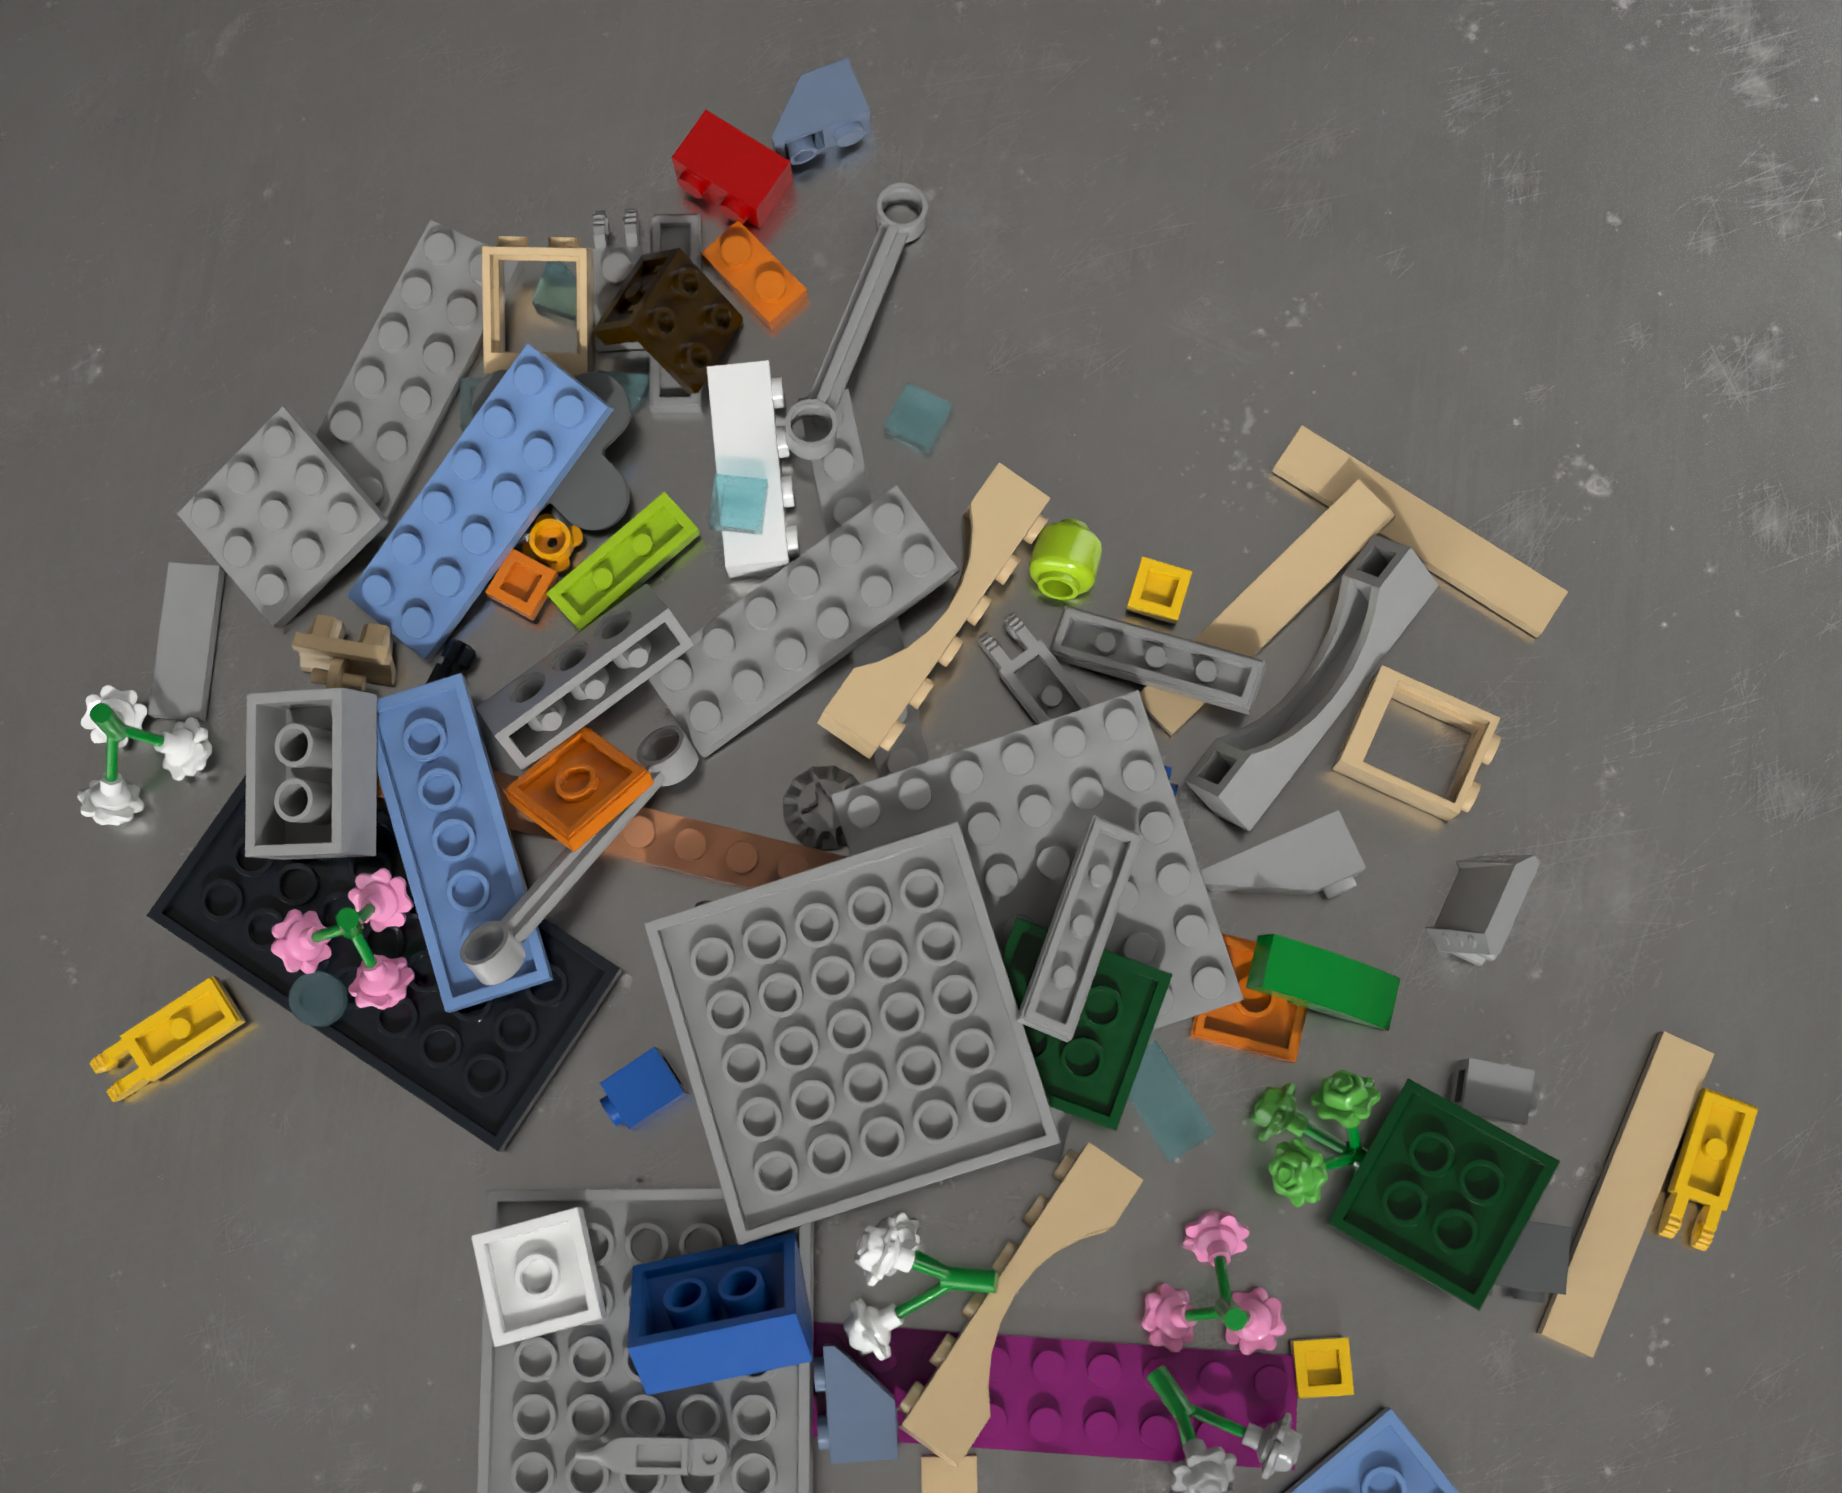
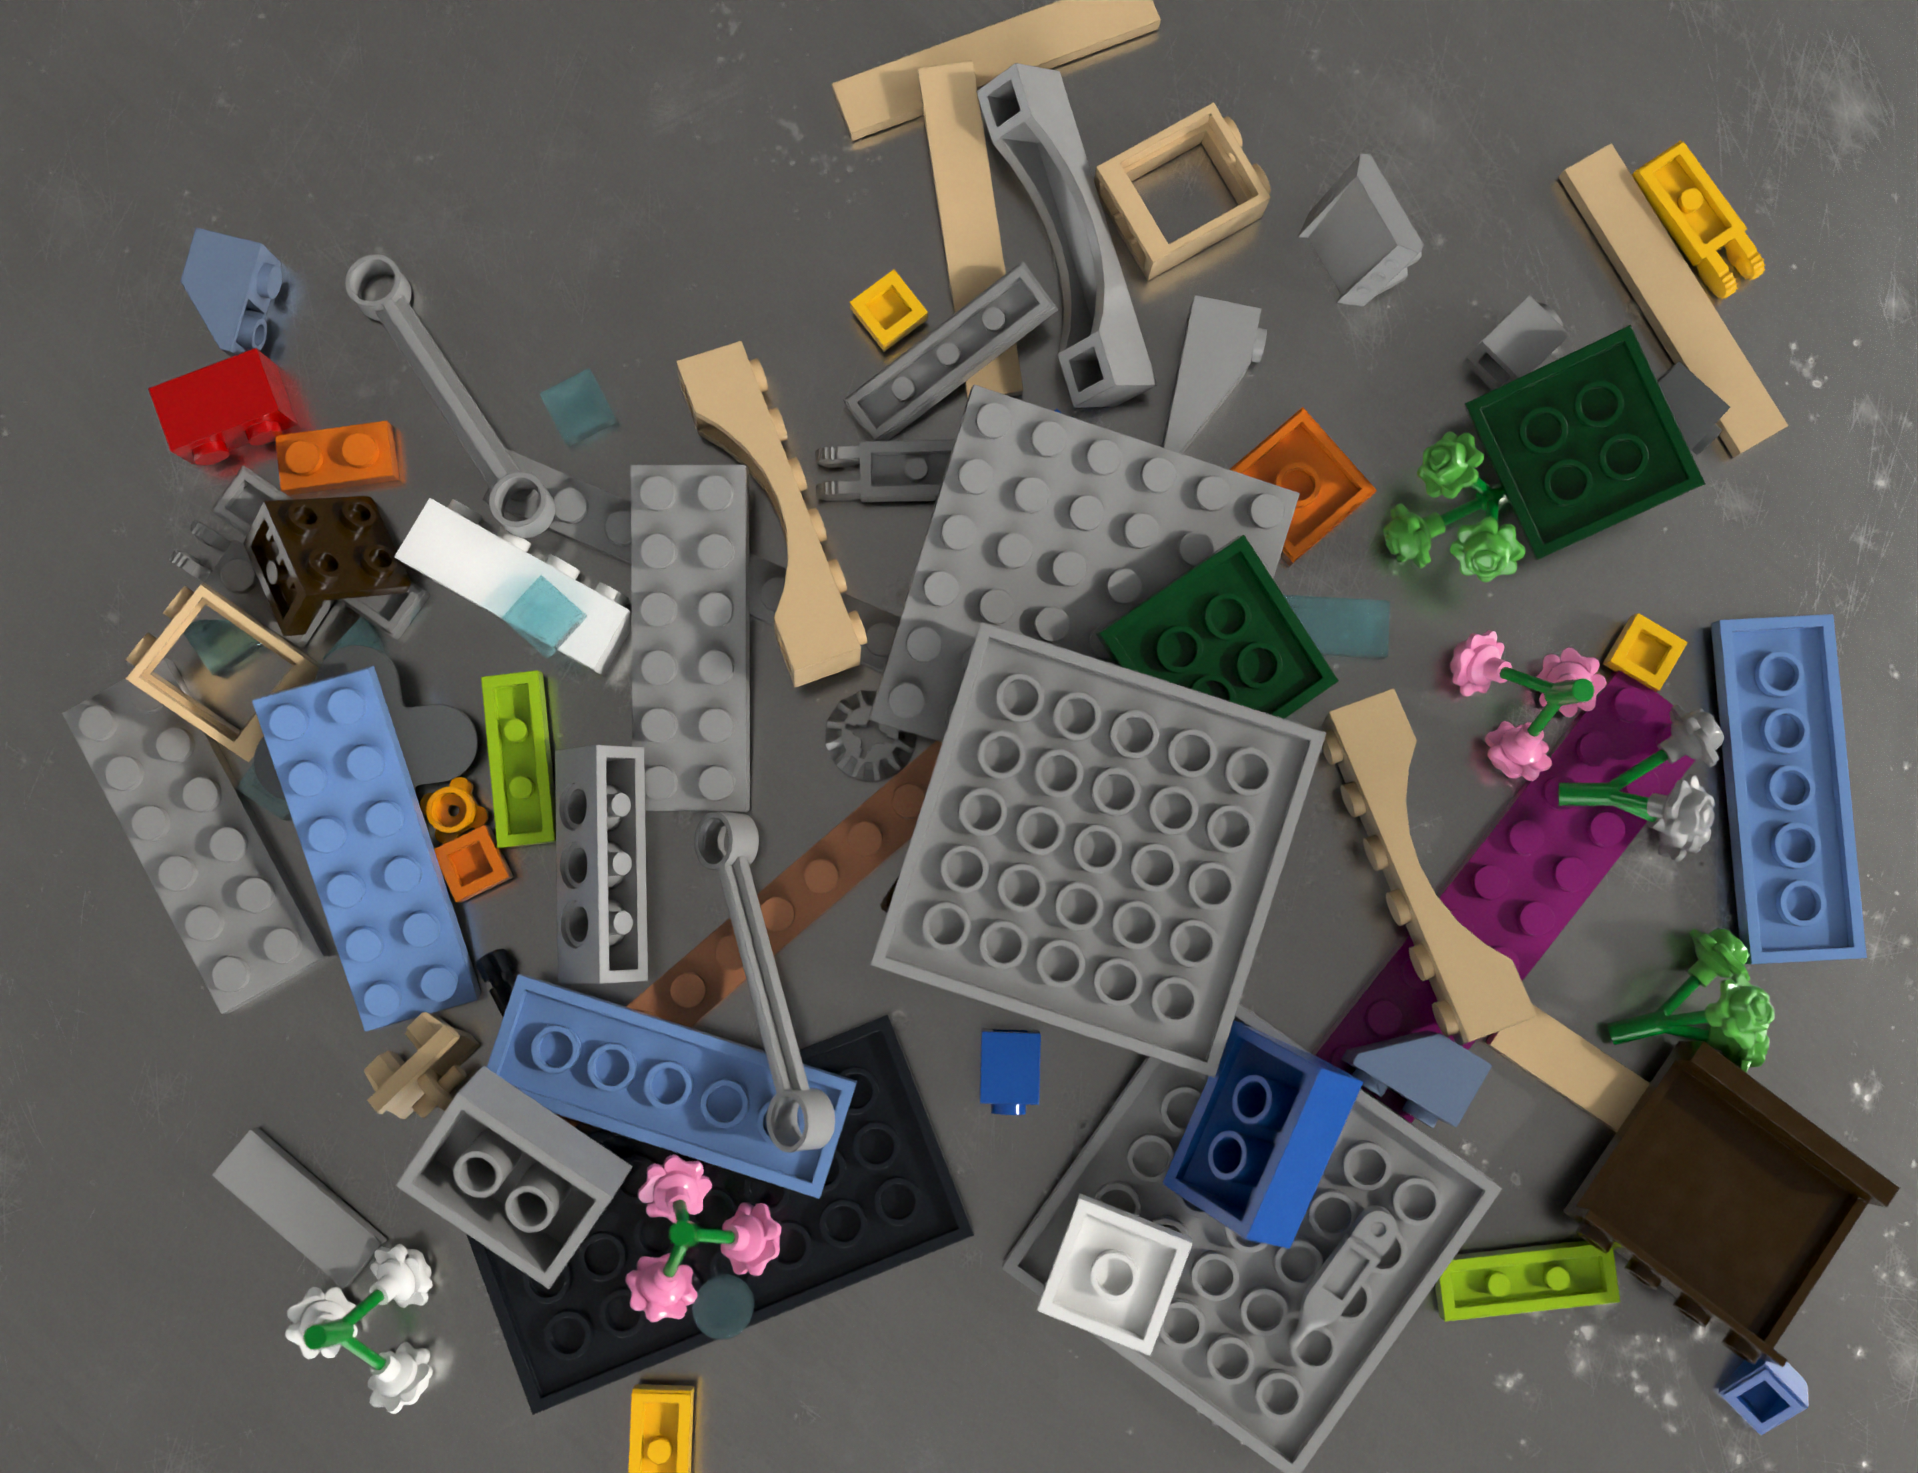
camera: 60 degrees left, 5 degrees up
(282, 517) = (247, 1040): light grey plate -> none
(579, 787) = (701, 939): orange tile -> none
(895, 1247) = (1308, 948): white plant -> none
(1065, 559) = (803, 369): lime head -> none
(1079, 929) = (1150, 584): light grey tile -> none
(1323, 981) = (1328, 417): green slope -> none

